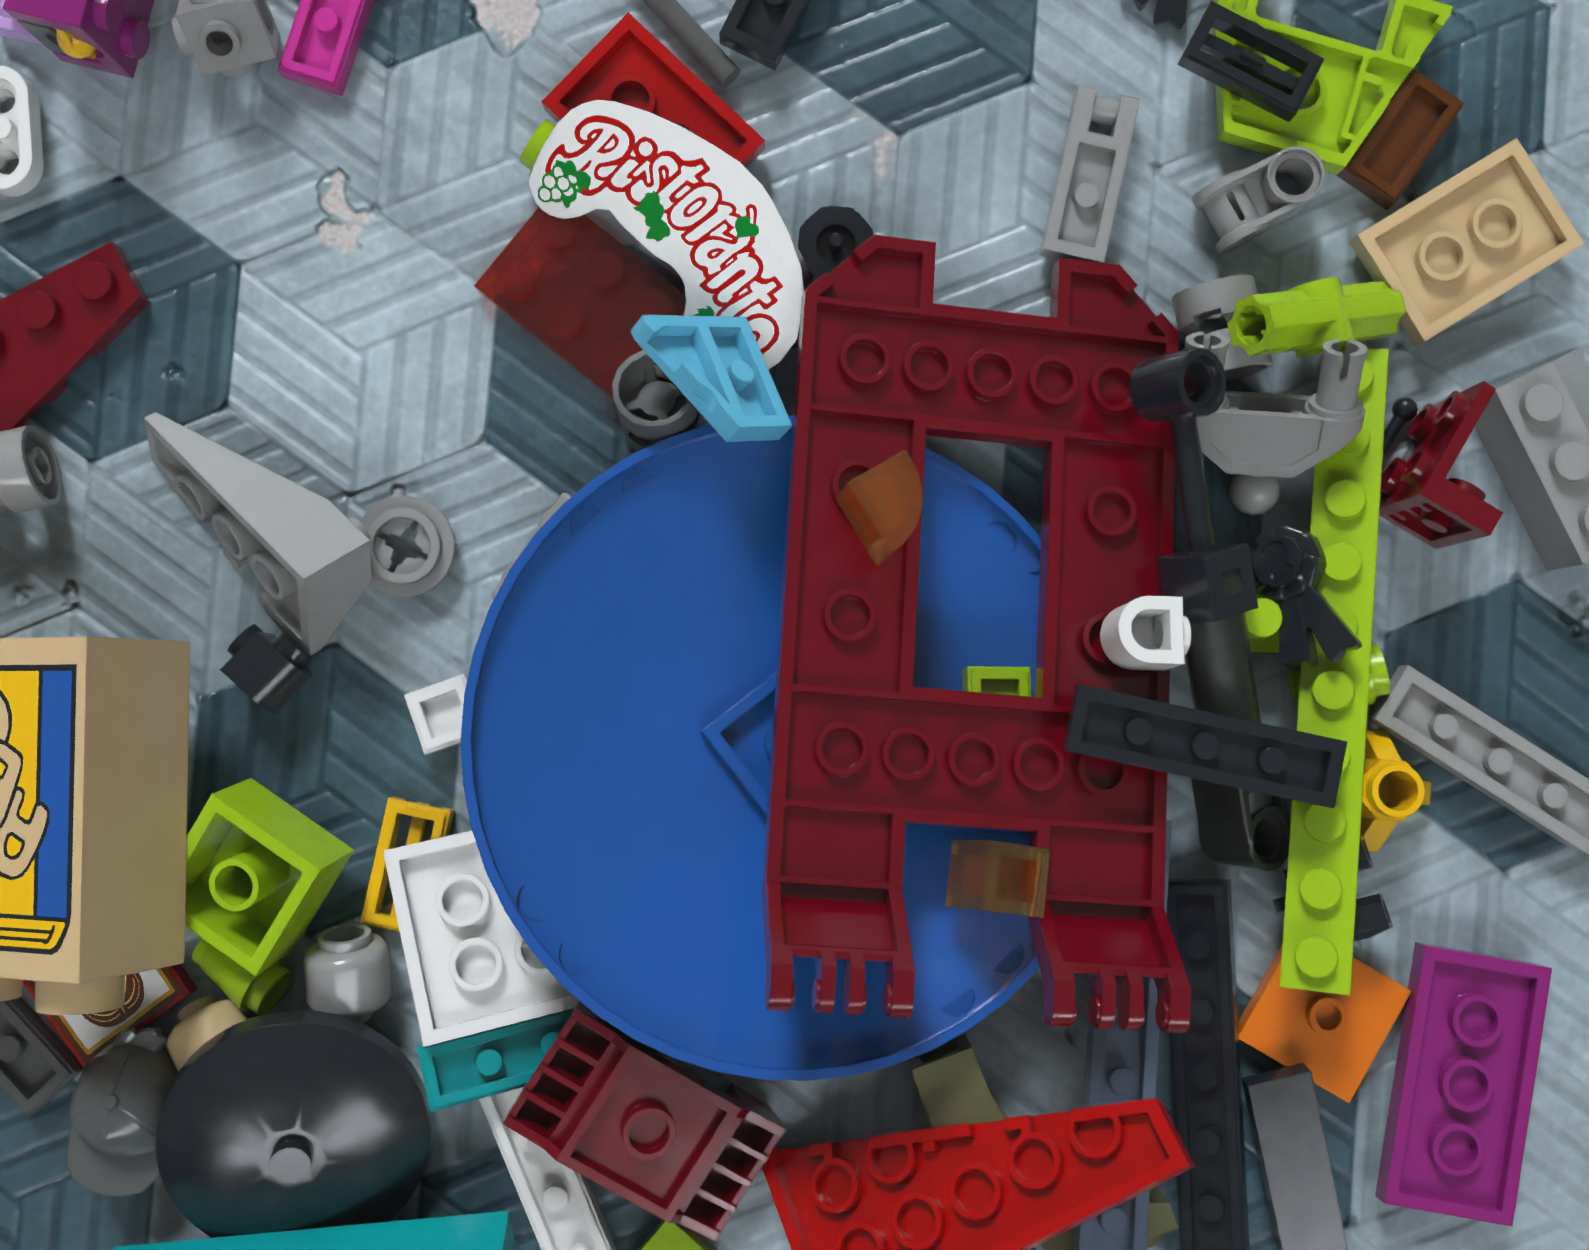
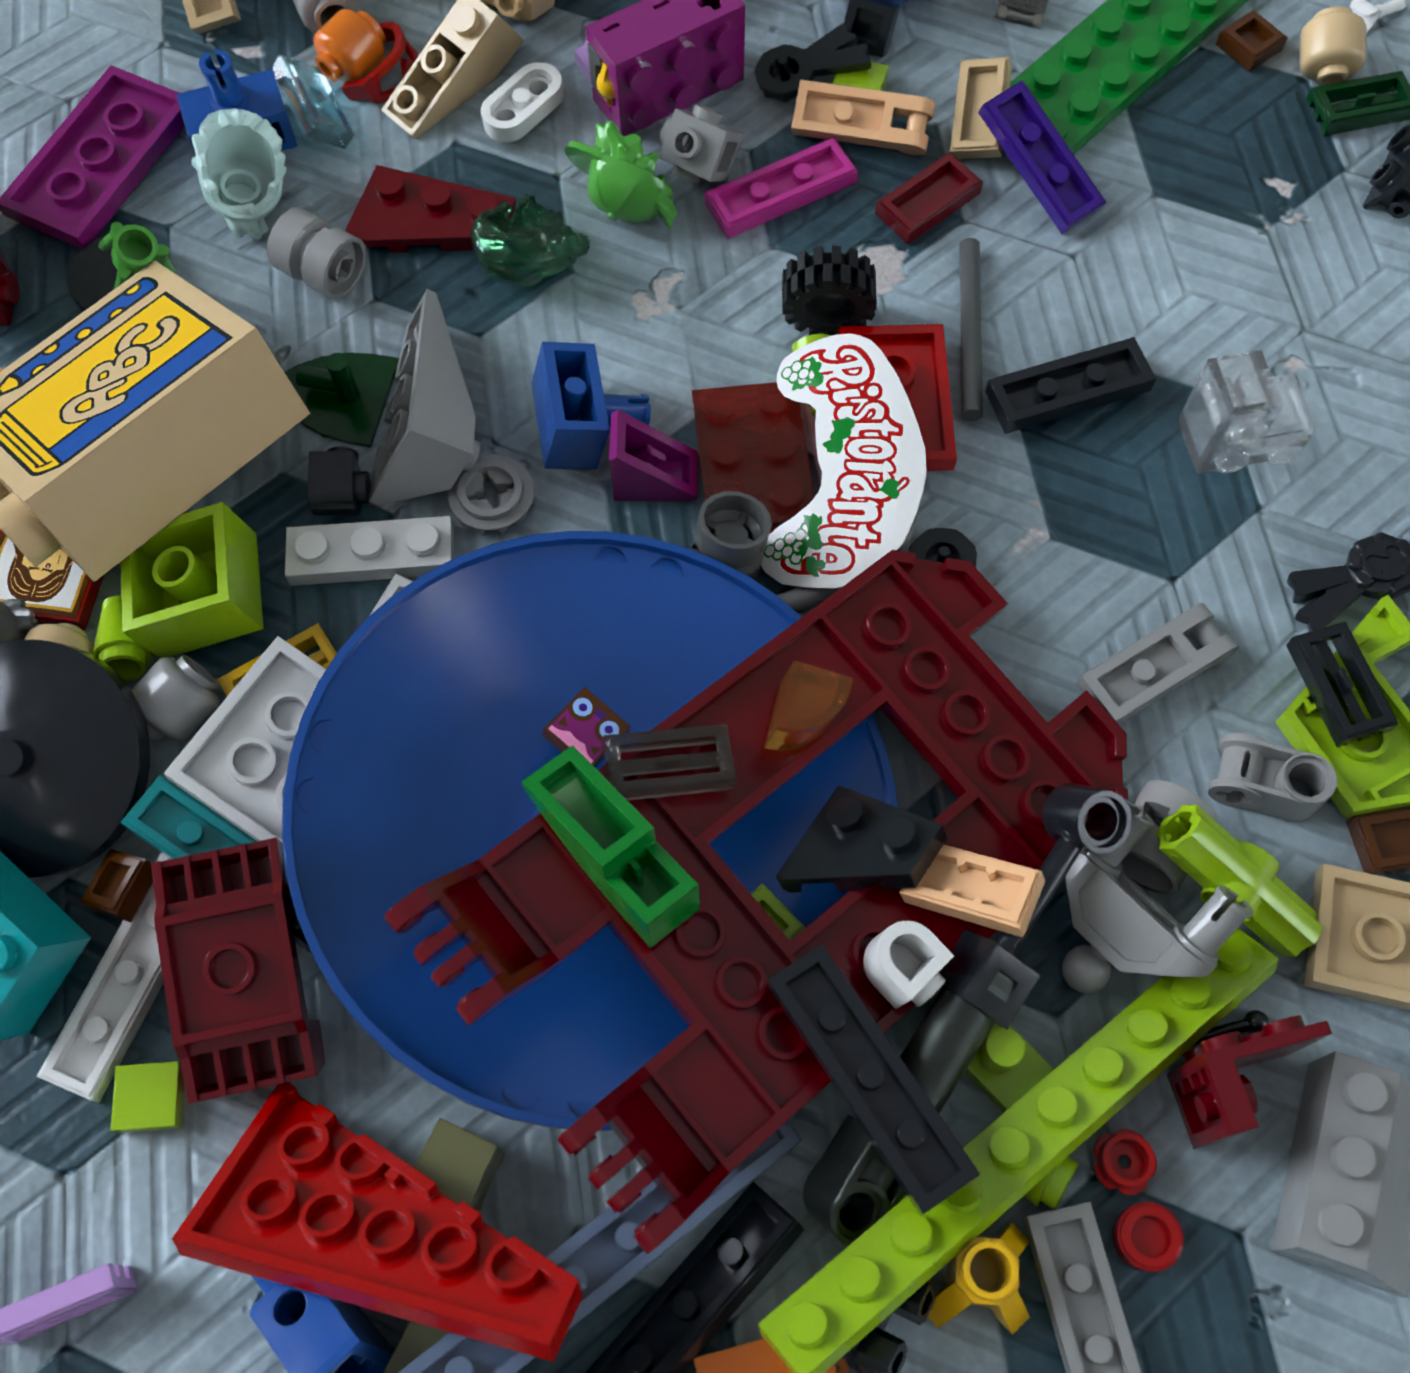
camera: 50 degrees right, 20 degrees down
(166, 581) = (344, 394): none -> dark green shield
(177, 280) = (526, 245): none -> clear green hair
(195, 132) = (623, 177): none -> bright green hair
(357, 694) = (367, 550): none -> white plate
(396, 403) = (572, 406): none -> blue brick
(475, 1147) = (119, 885): none -> reddish brown tile
(503, 76) = (828, 290): none -> black tyre
(513, 390) = (649, 463): none -> magenta slope
(718, 371) = (783, 544): medium azure wing -> none
(729, 691) = (583, 725): none -> tile
(791, 703) = (674, 785): none -> clear smoke tile
(853, 768) = (613, 845): none -> green slope
(998, 877) = (634, 1024): clear orange brick -> none
(1021, 568) = (862, 845): none -> black wing
(1140, 524) = (978, 890): none -> light nougat plate
(1288, 571) = (1053, 1040): black piece -> none
(1418, 605) = (1141, 1161): none -> red plate
(1460, 646) = (1147, 1237): none -> red tile

